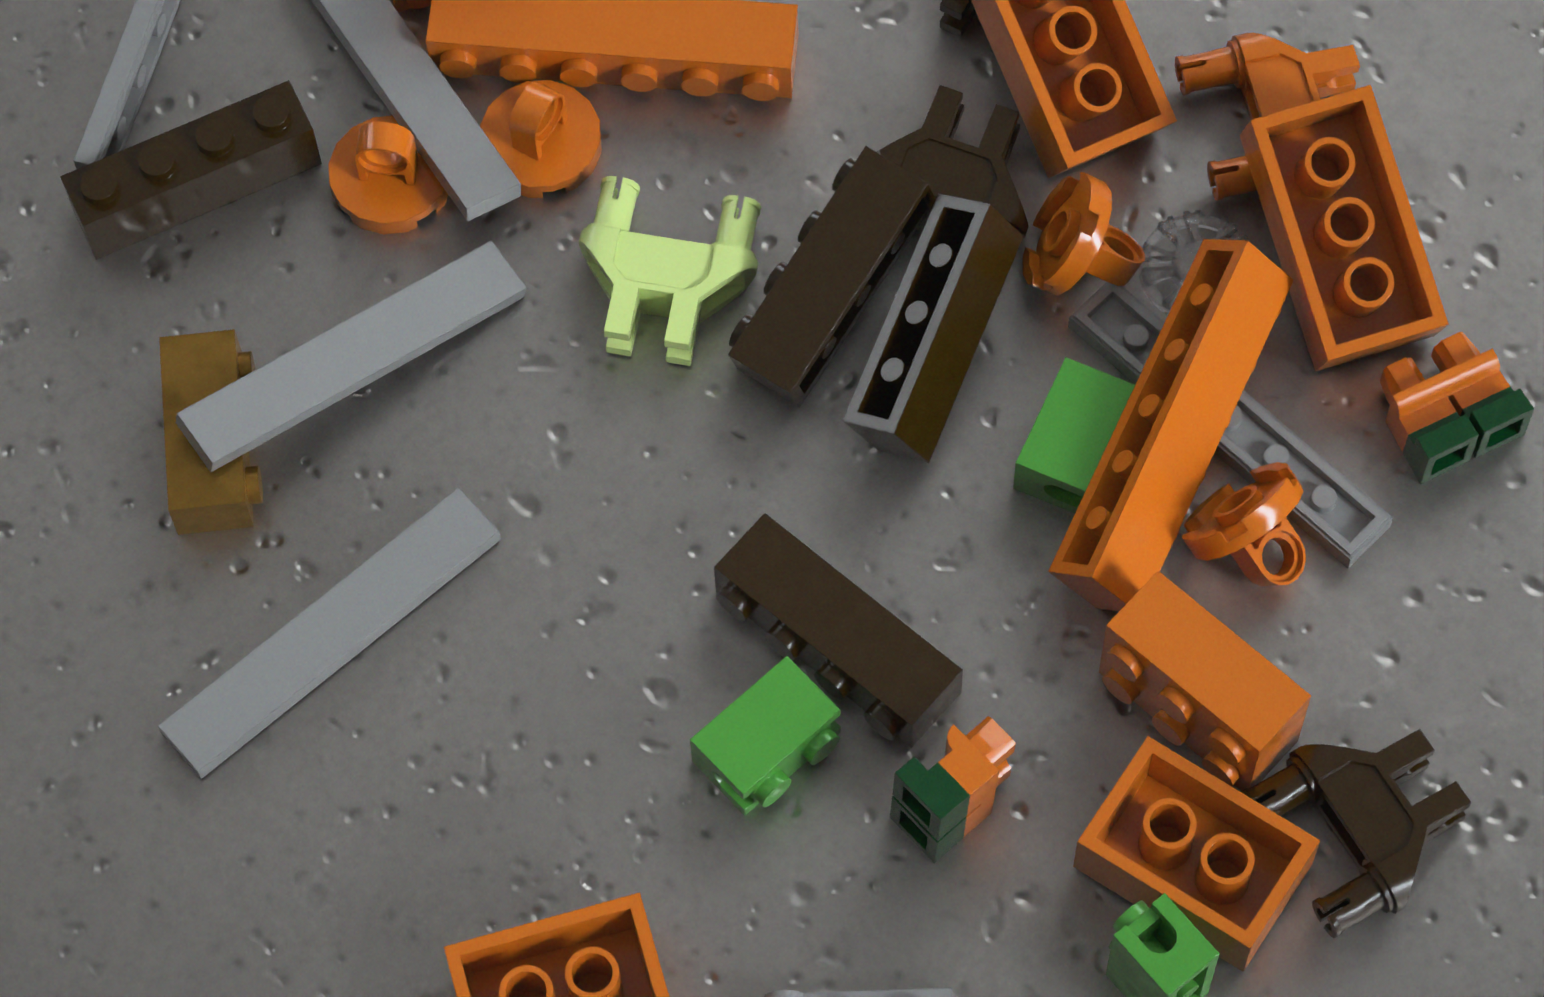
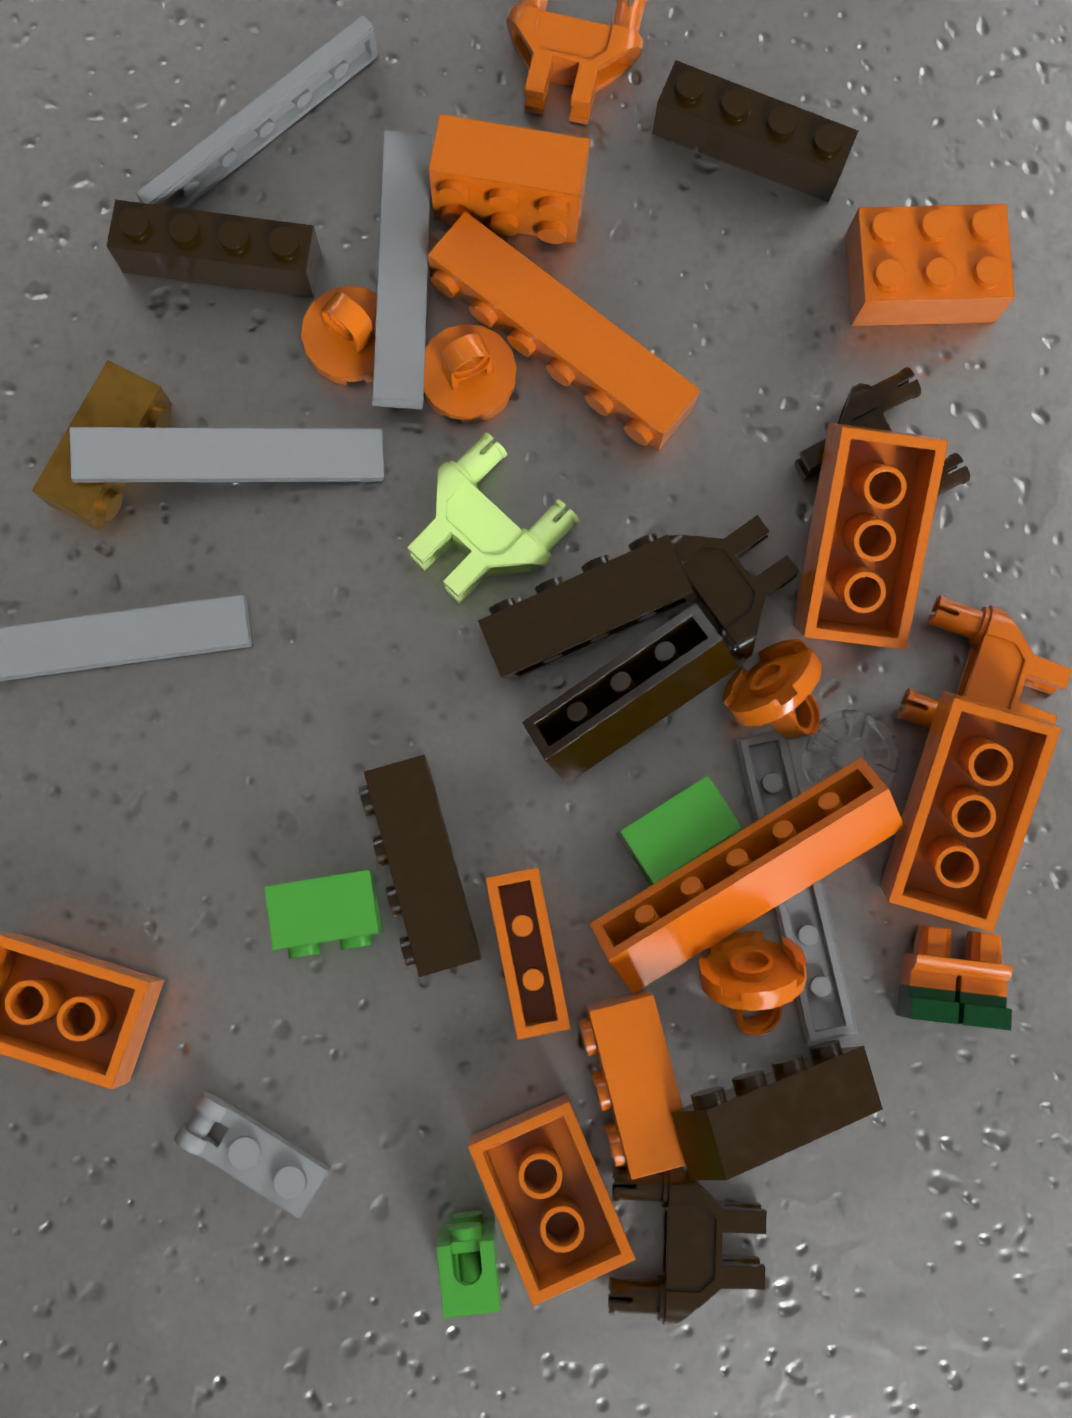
camera: 25 degrees right, 15 degrees up
(957, 793) = (417, 1045): hips -> none
(1005, 638) = (527, 953): none -> orange brick
(1355, 611) = (775, 1111): none -> dark brown brick

